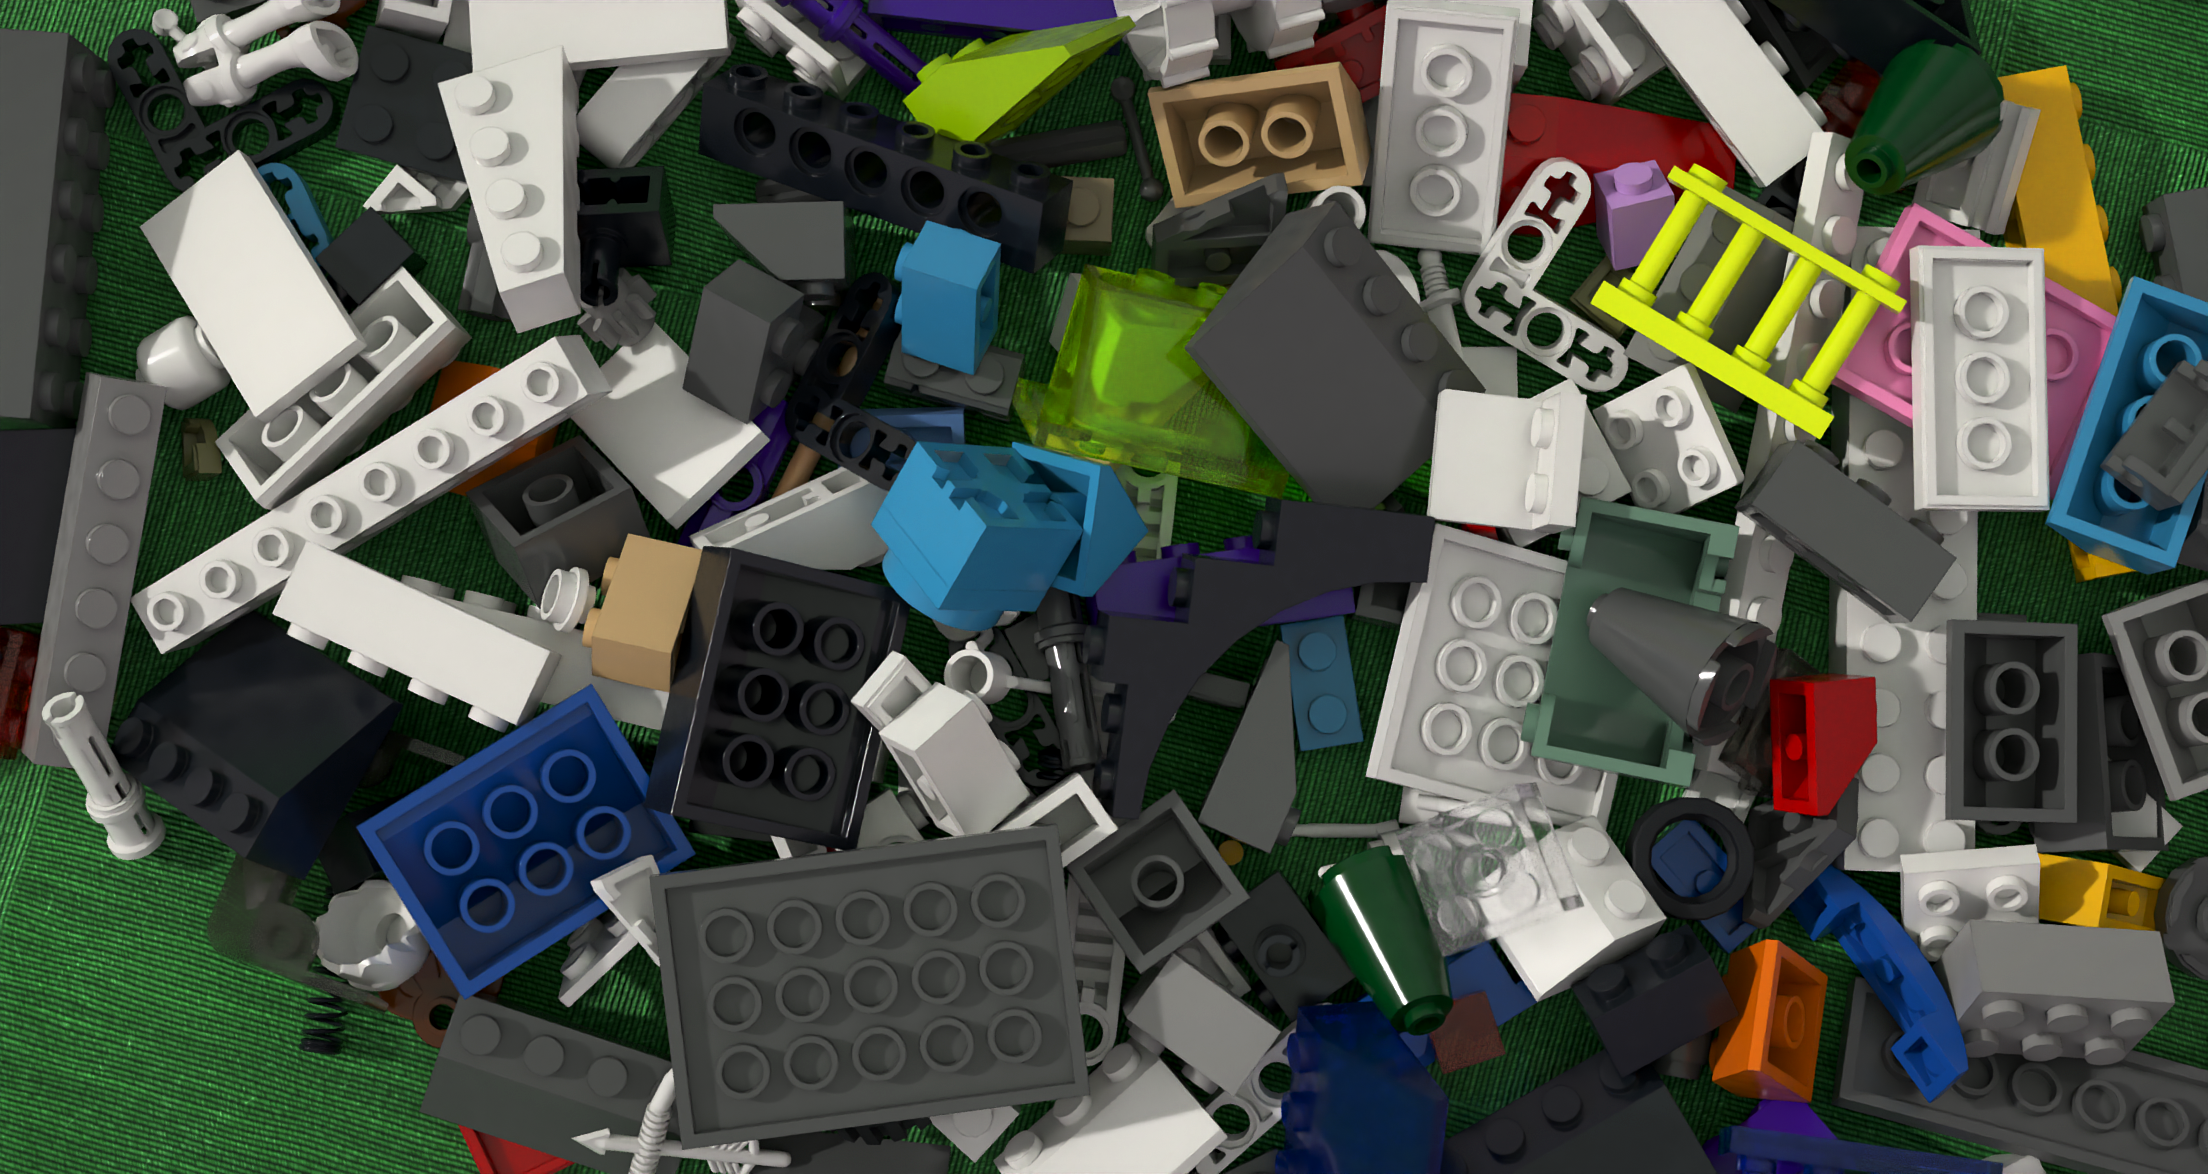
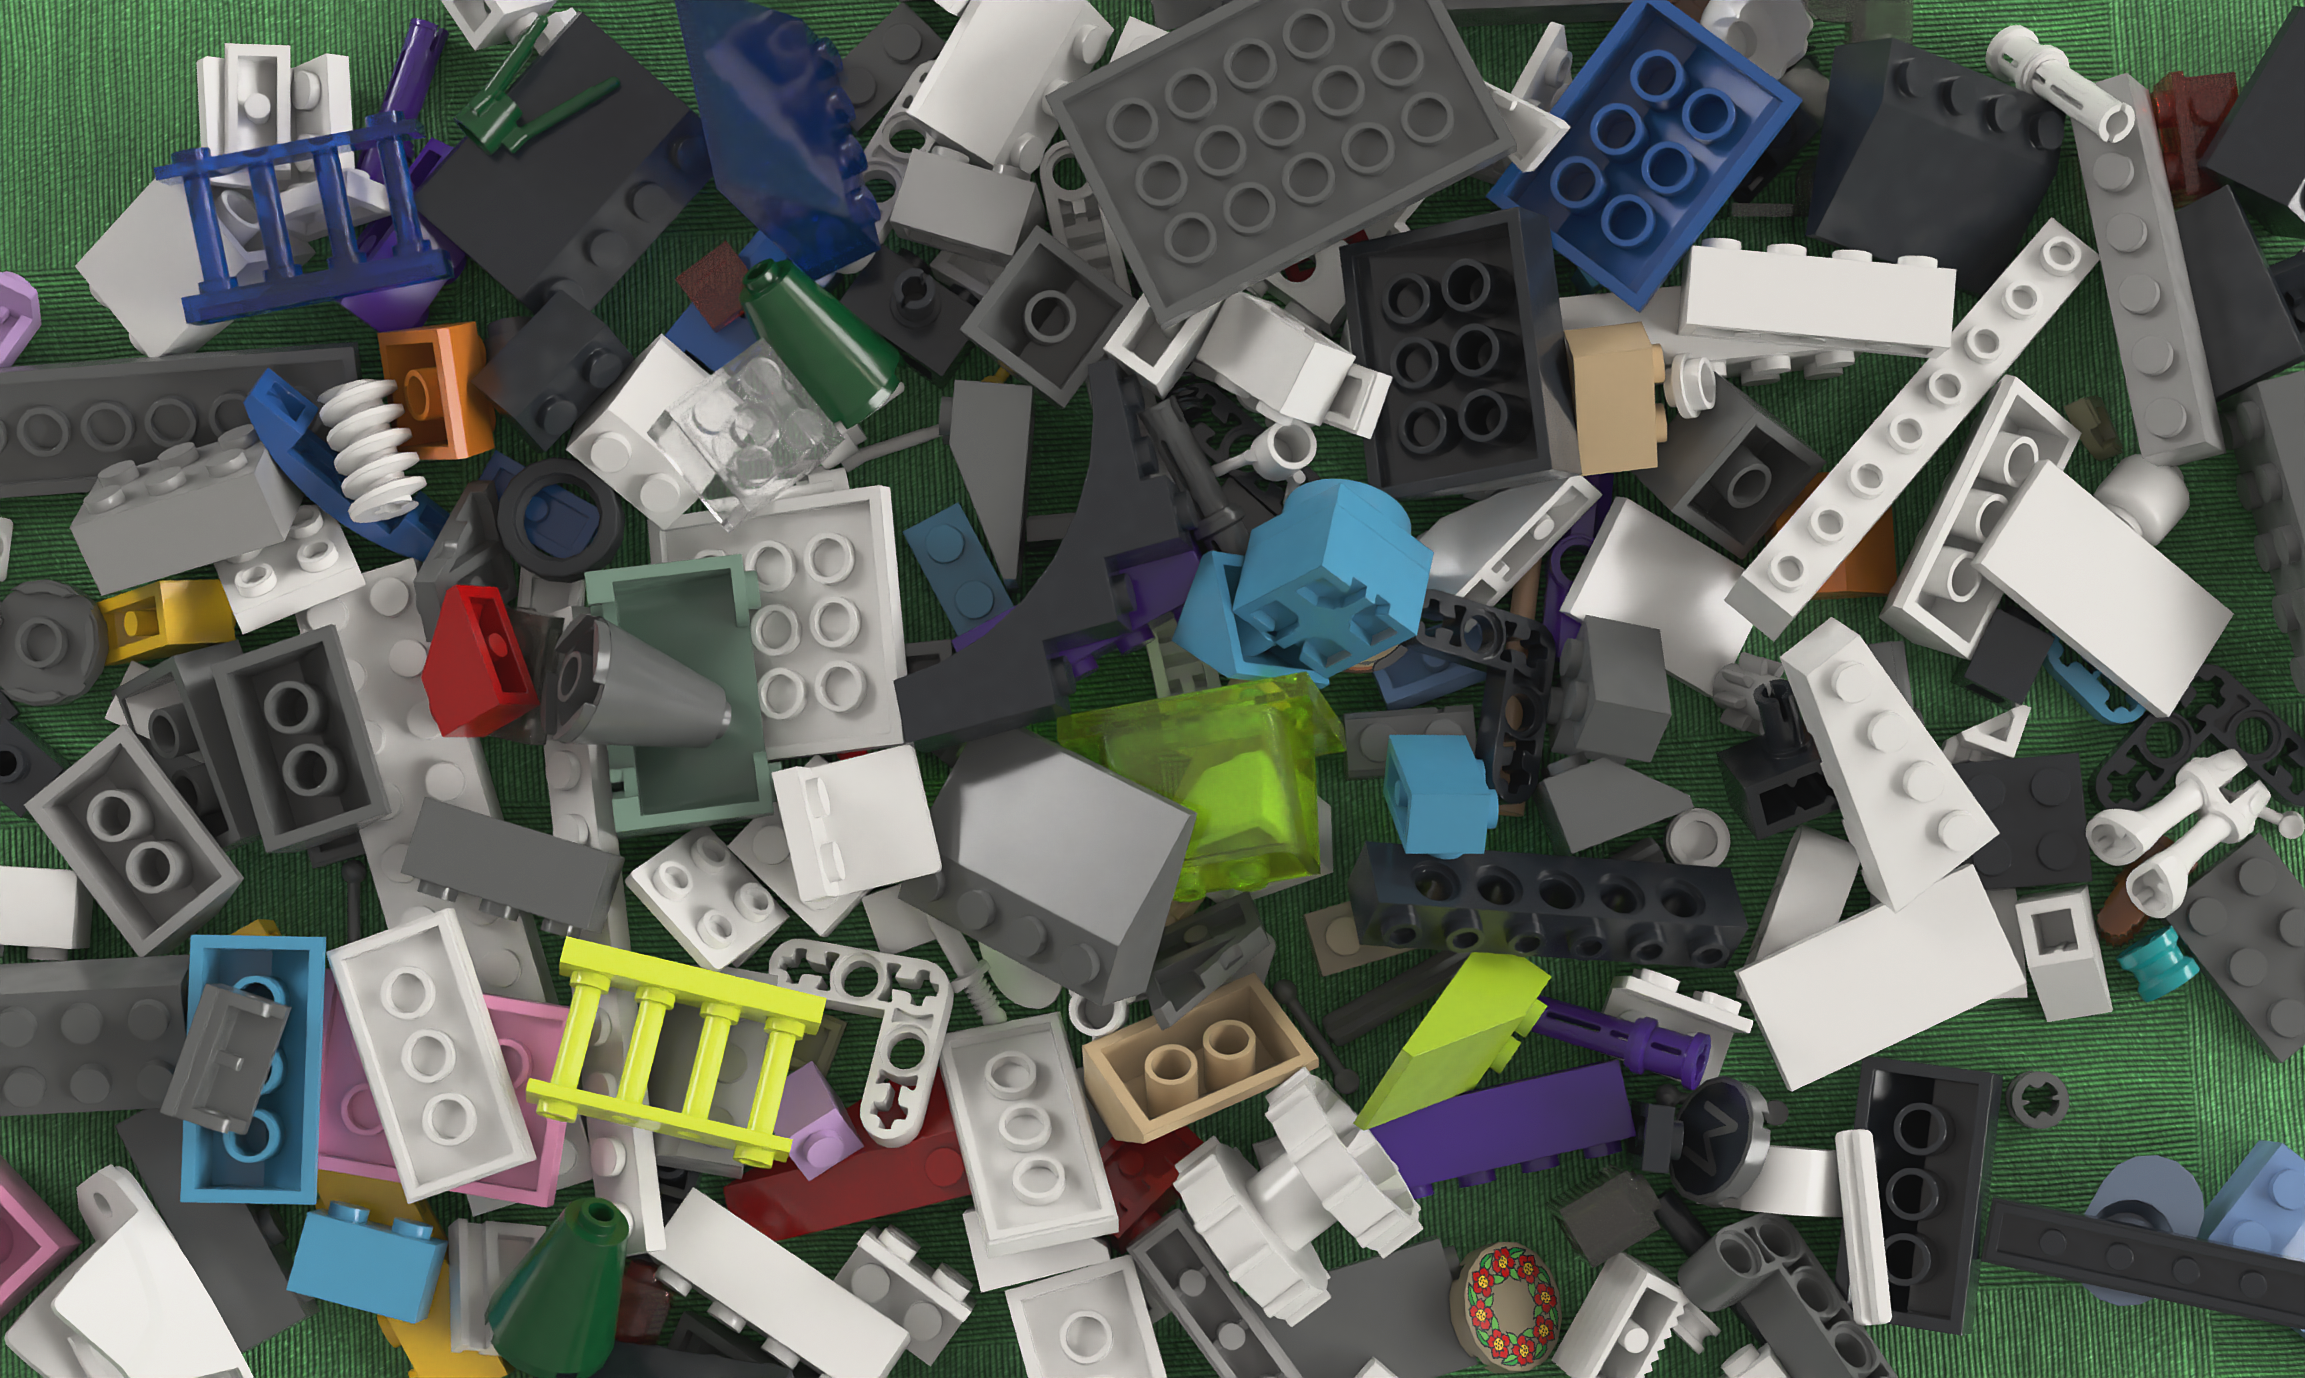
camera: 160 degrees right, 0 degrees up
(716, 185) = (1696, 838): none -> white tile
(1854, 986) = (370, 449): none -> white piece
(1988, 598) = (353, 873): none -> dark grey hinge
(2095, 213) = (368, 1262): none -> dark azure brick

